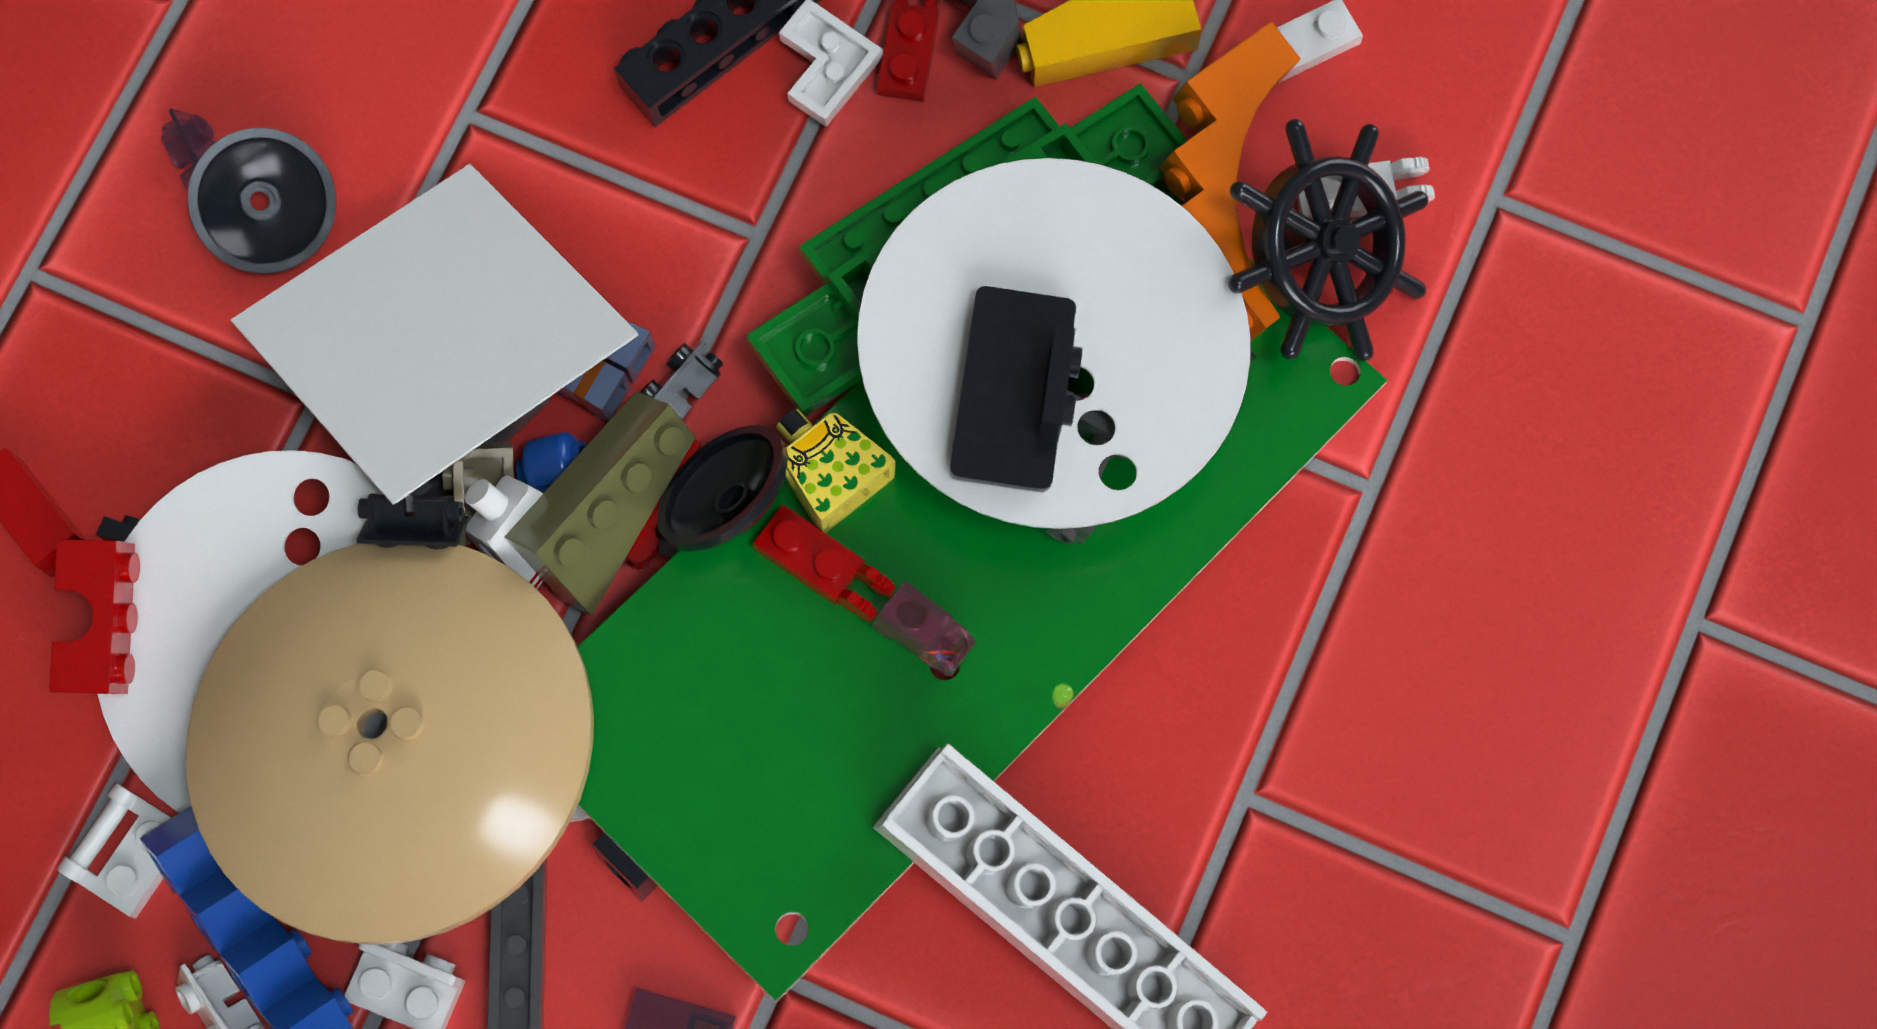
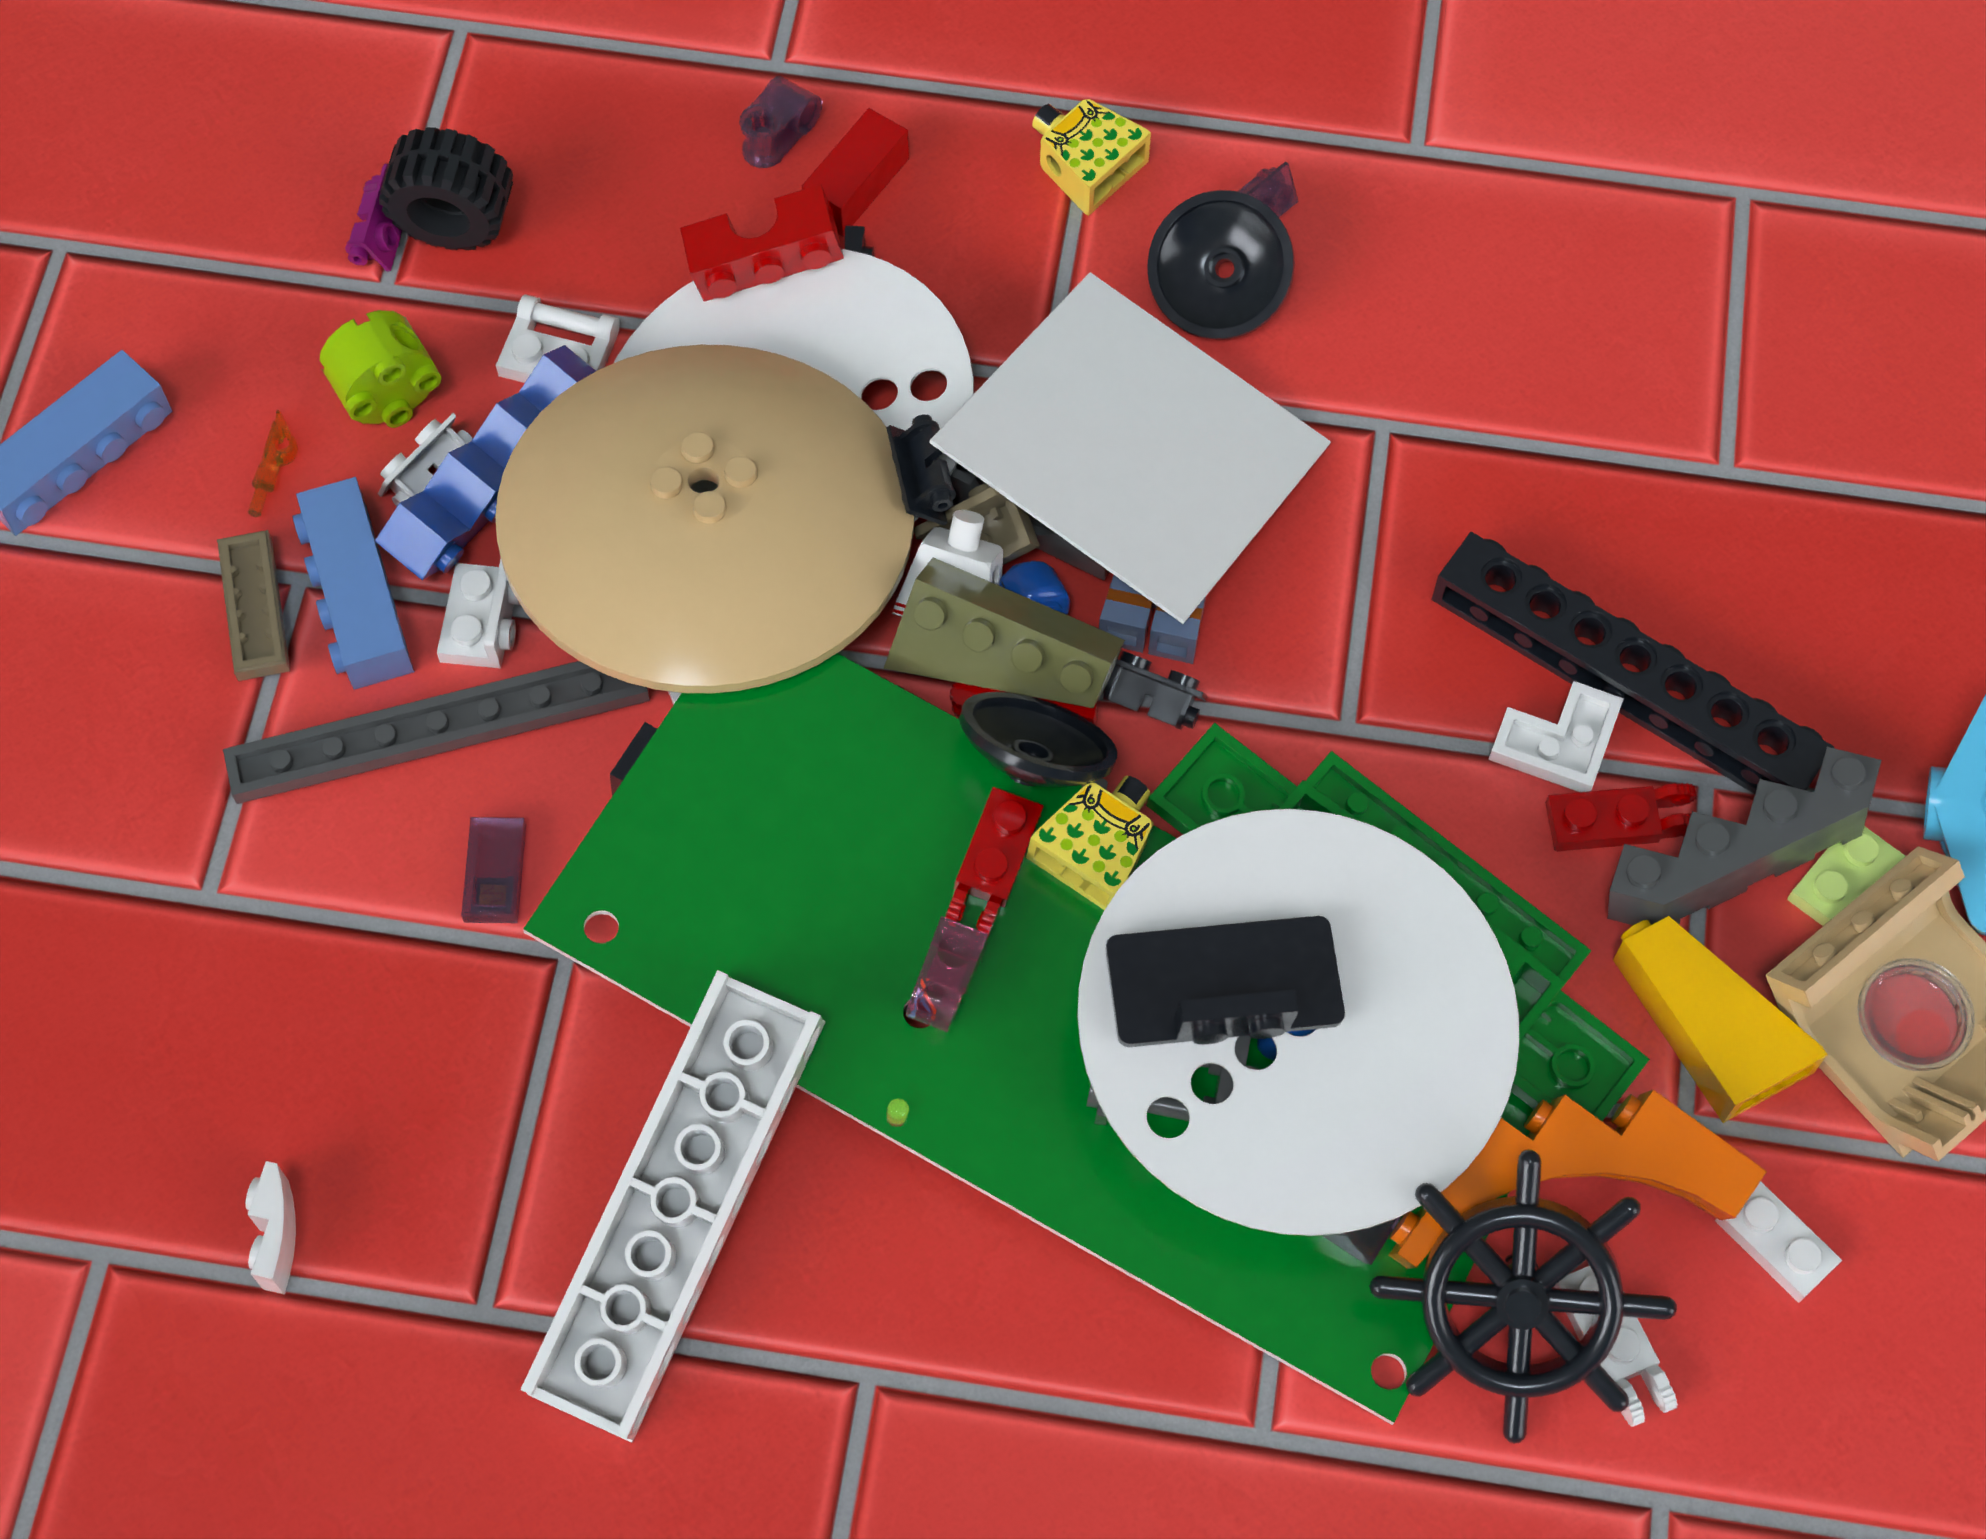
camera: 70 degrees right, 10 degrees down
(83, 287) = (1090, 151): none -> light yellow torso

